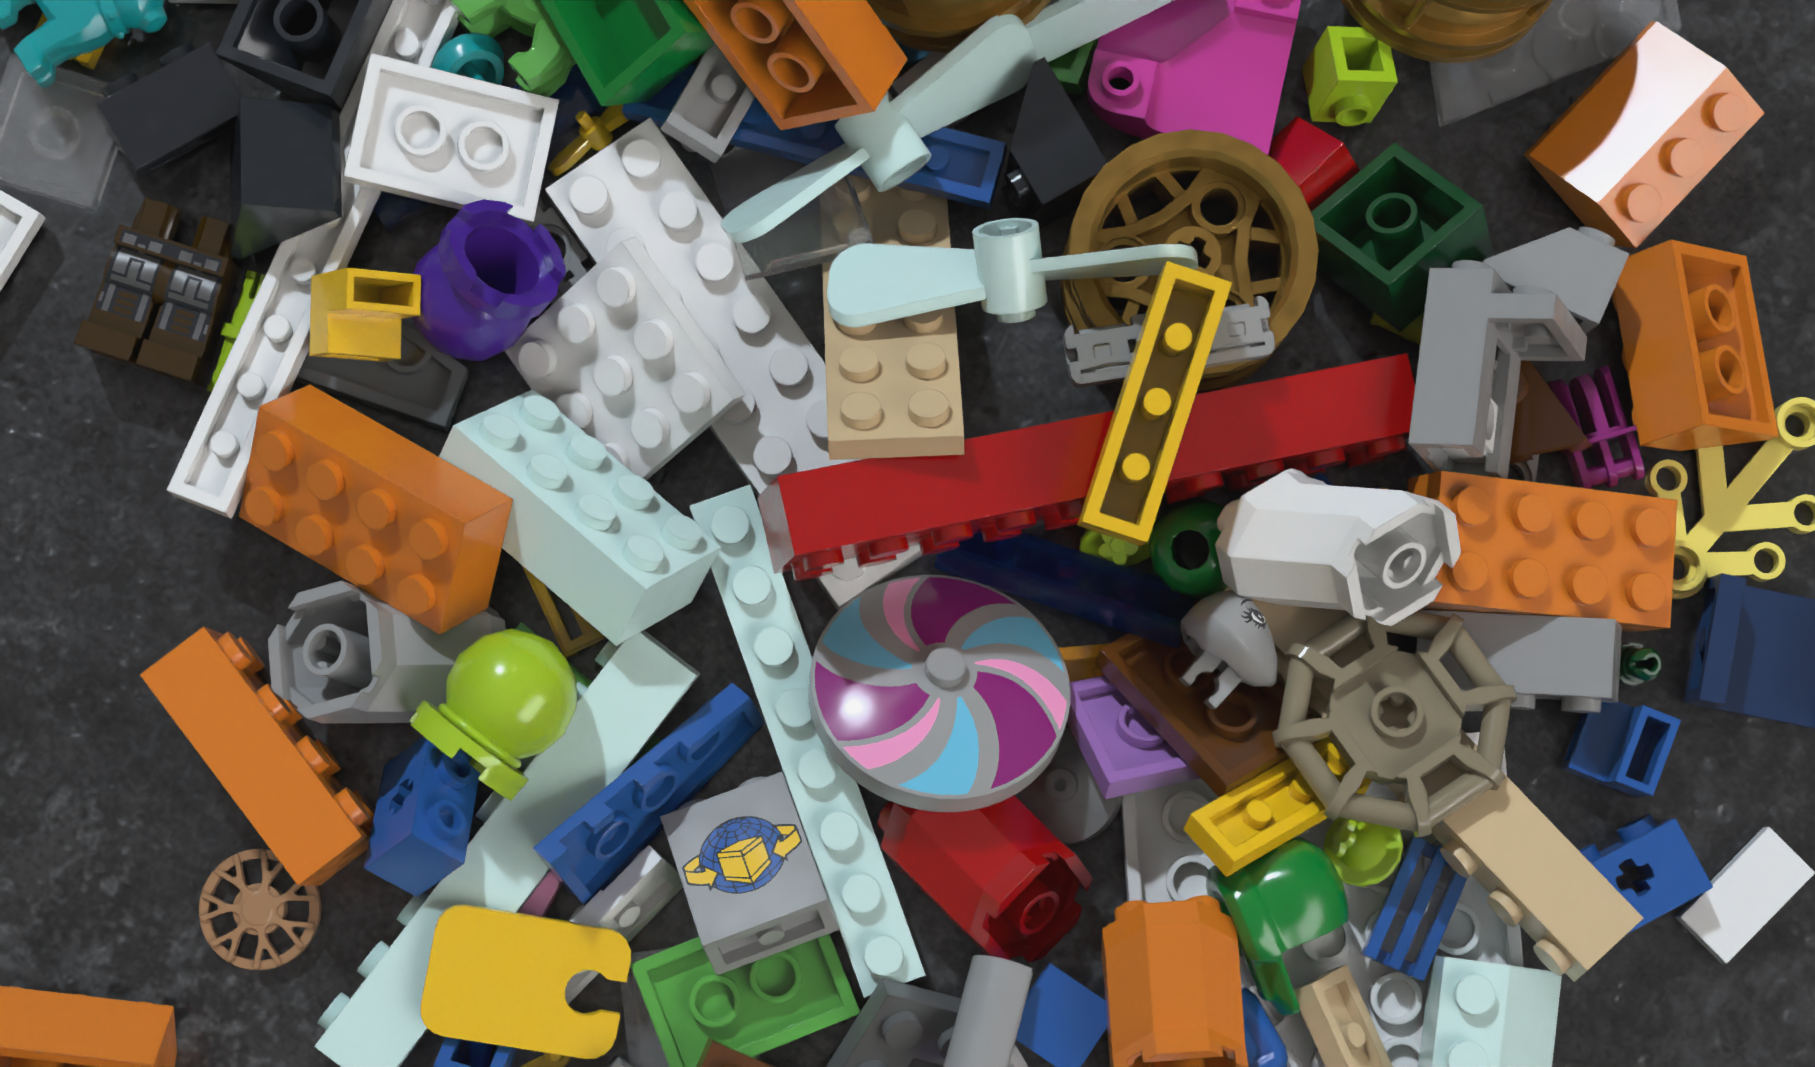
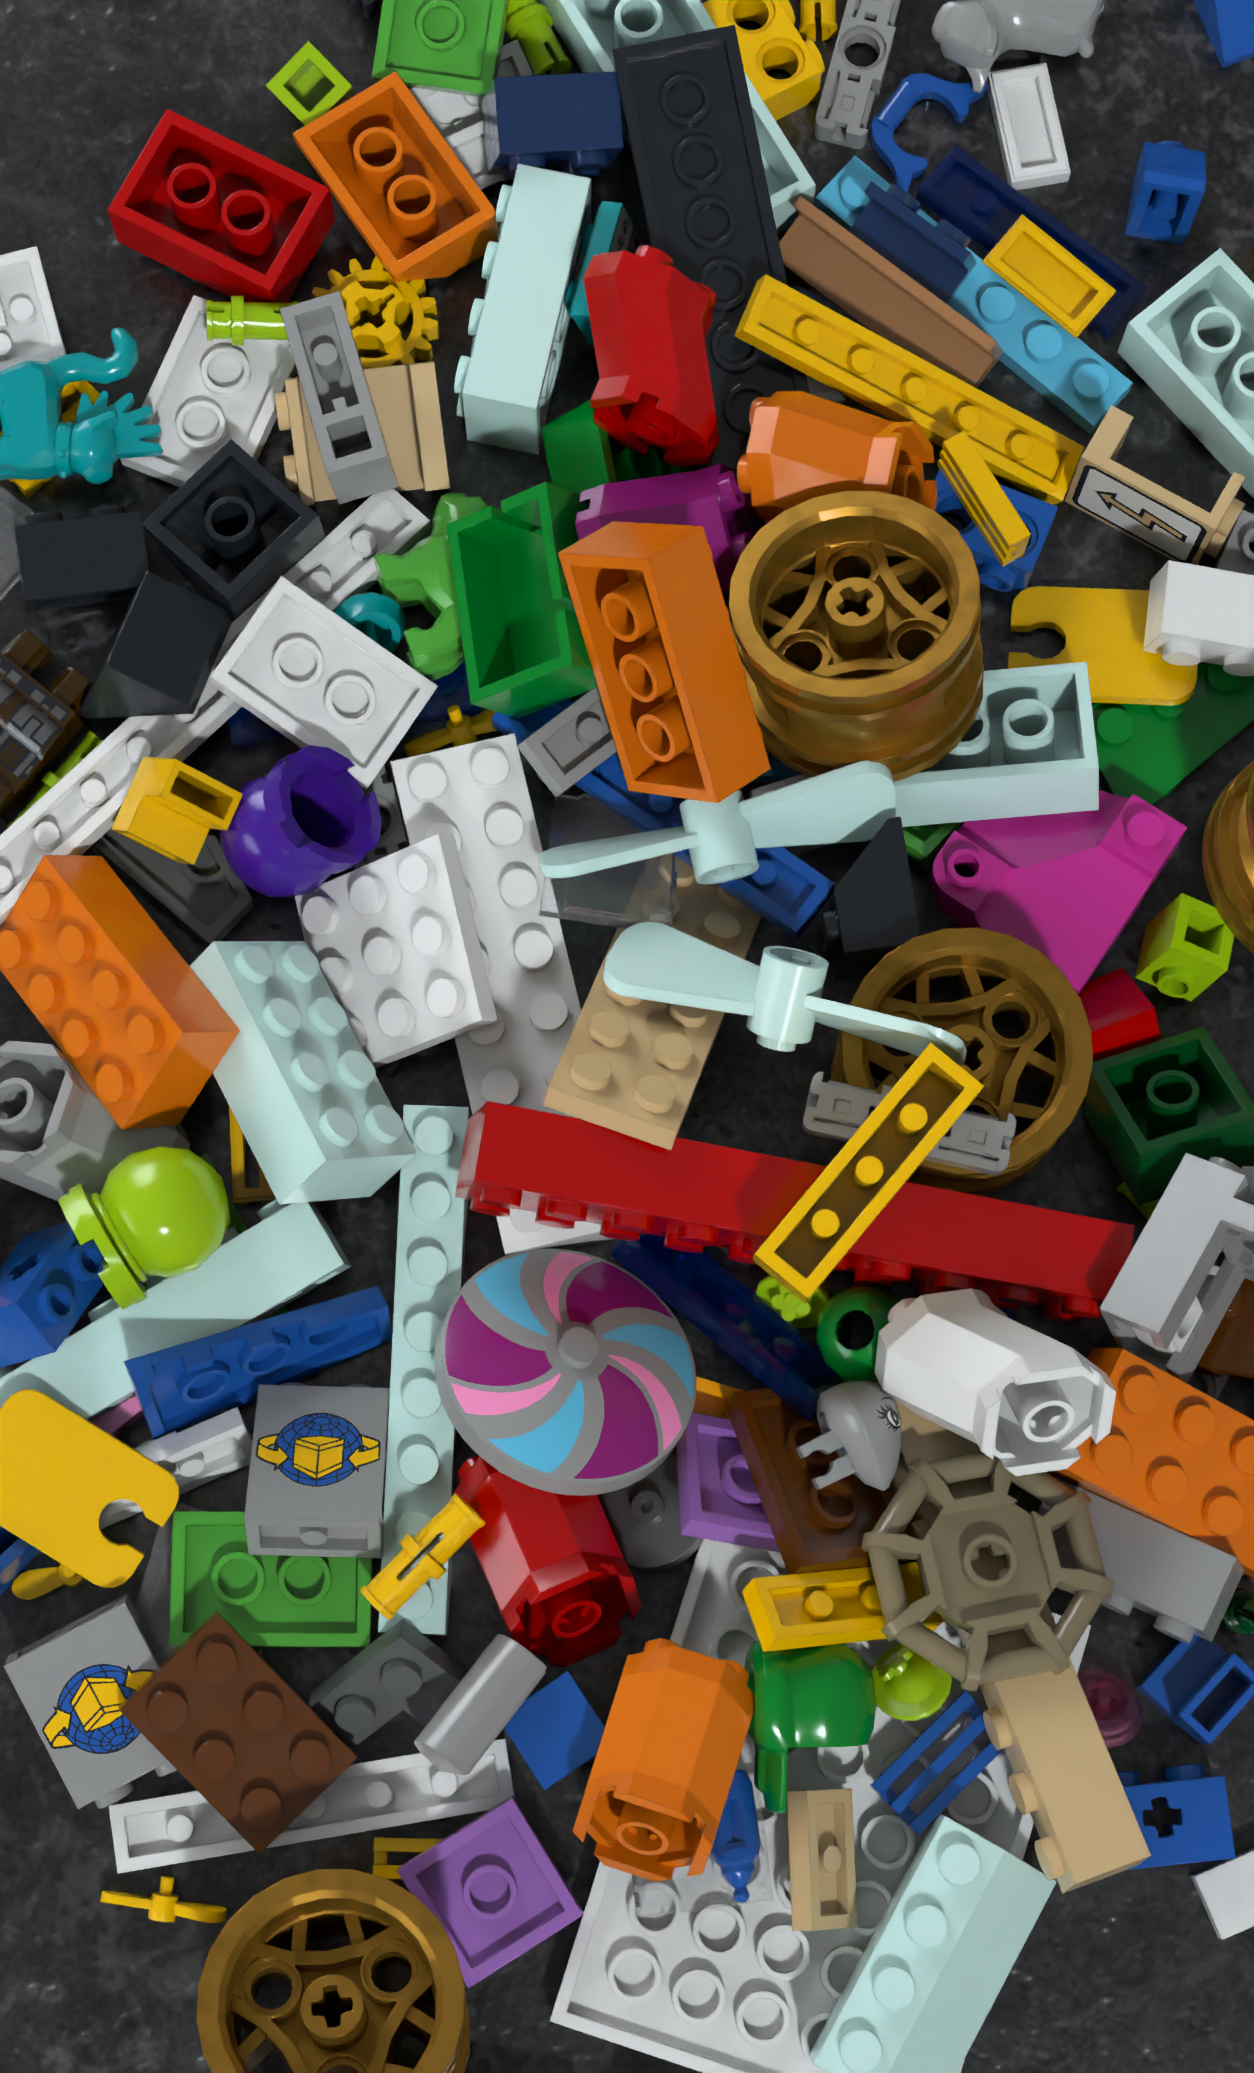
camera: 25 degrees right, 5 degrees down
(862, 958) = (388, 1590): none -> yellow pin
(1551, 795) = (1113, 1707): none -> clear pink hat

